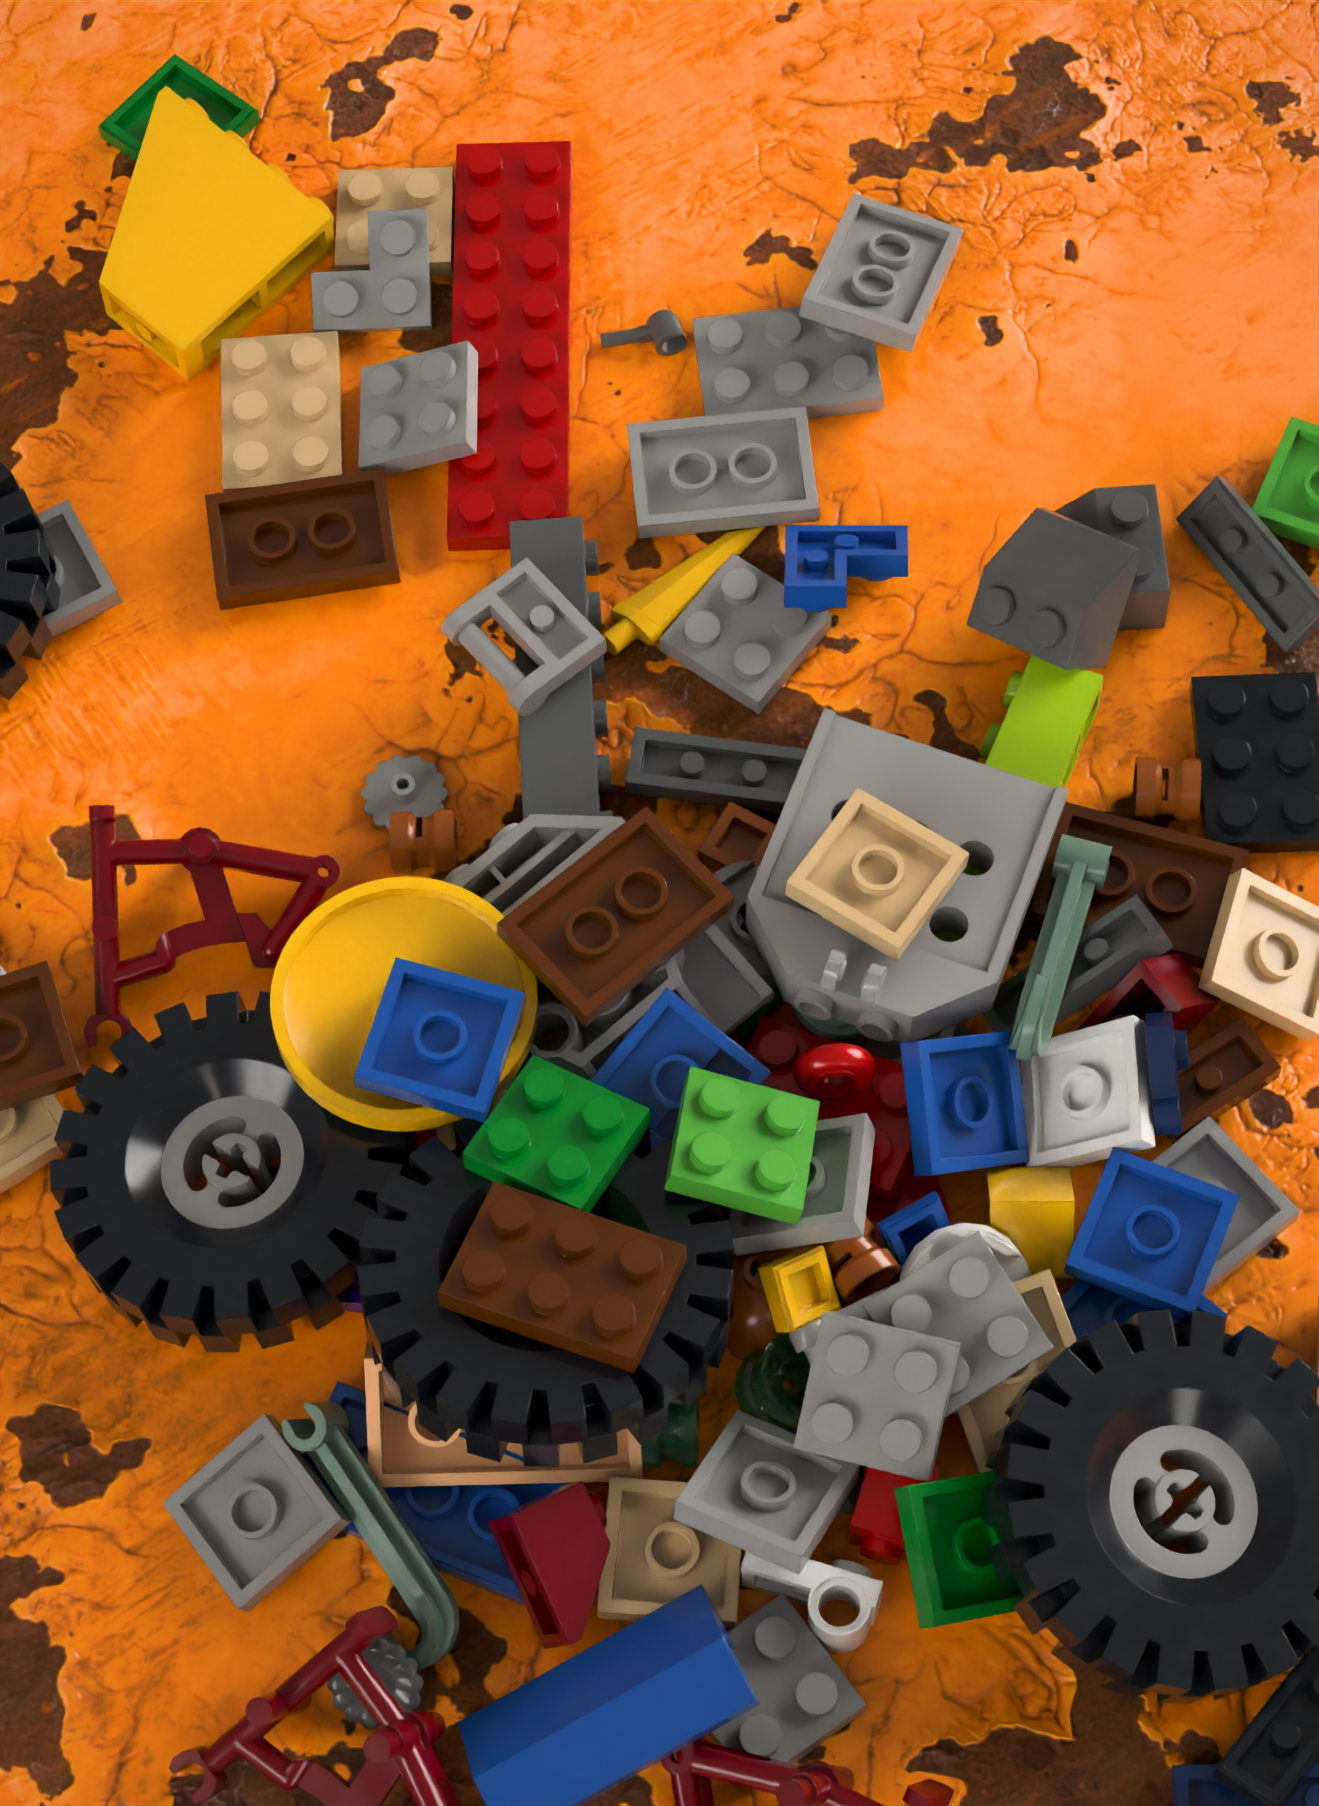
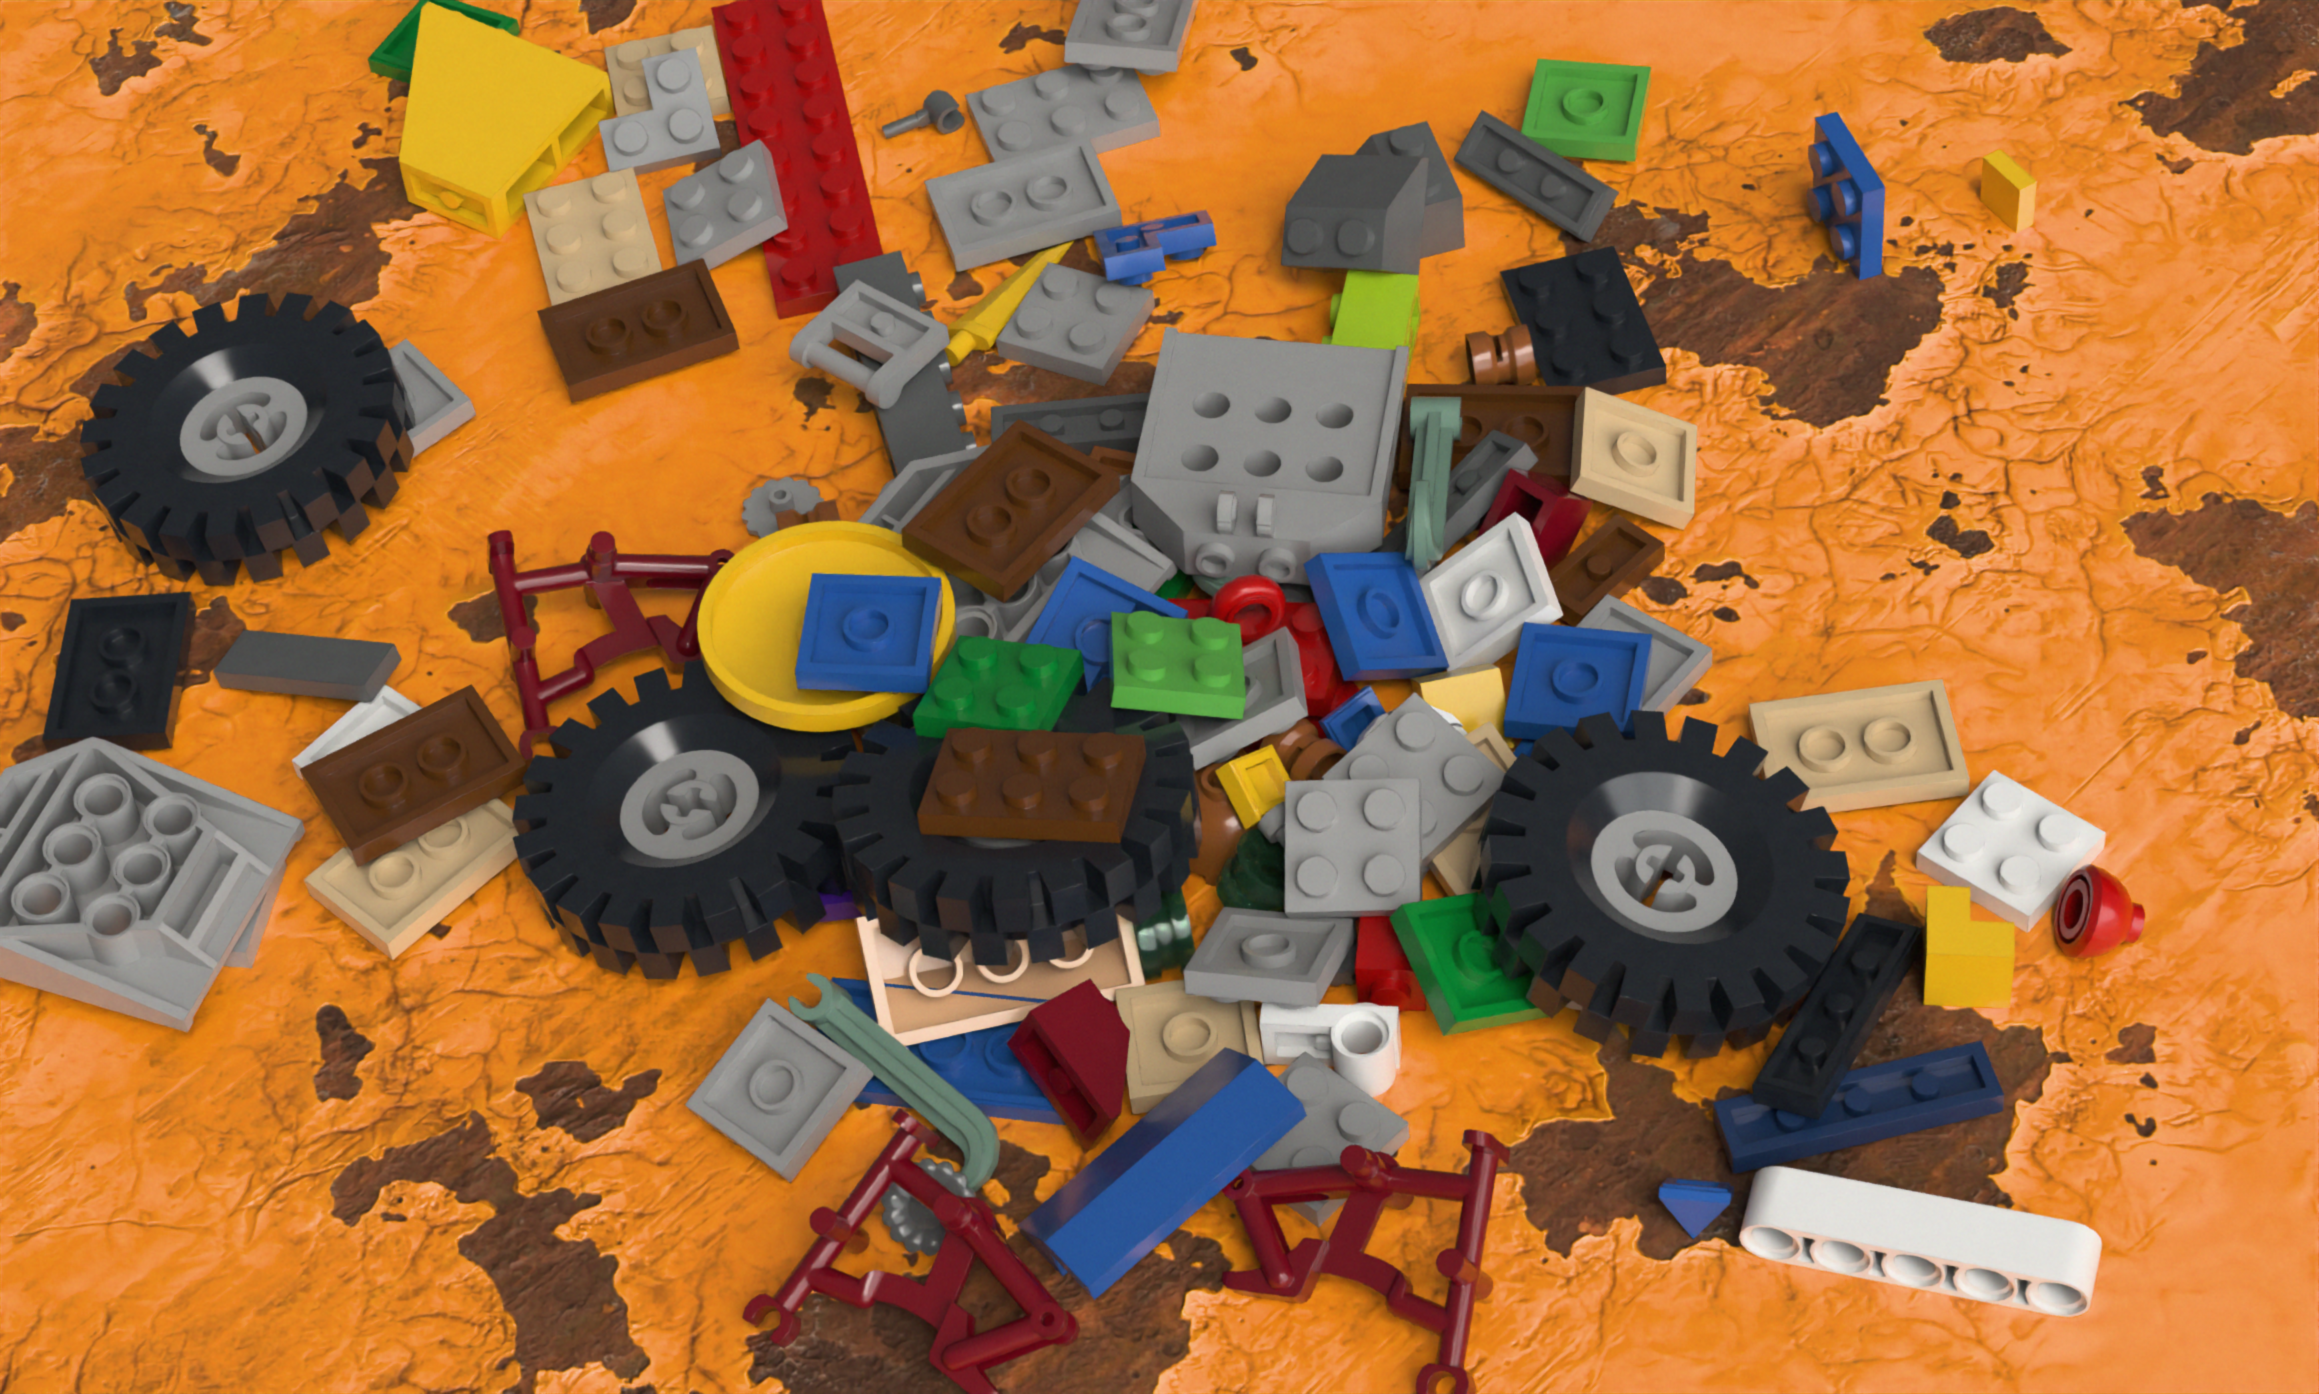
camera: 10 degrees left, 15 degrees down
(877, 874) = (1247, 431): tan plate -> none
(1166, 1054) = (1554, 535): dark blue plate -> none

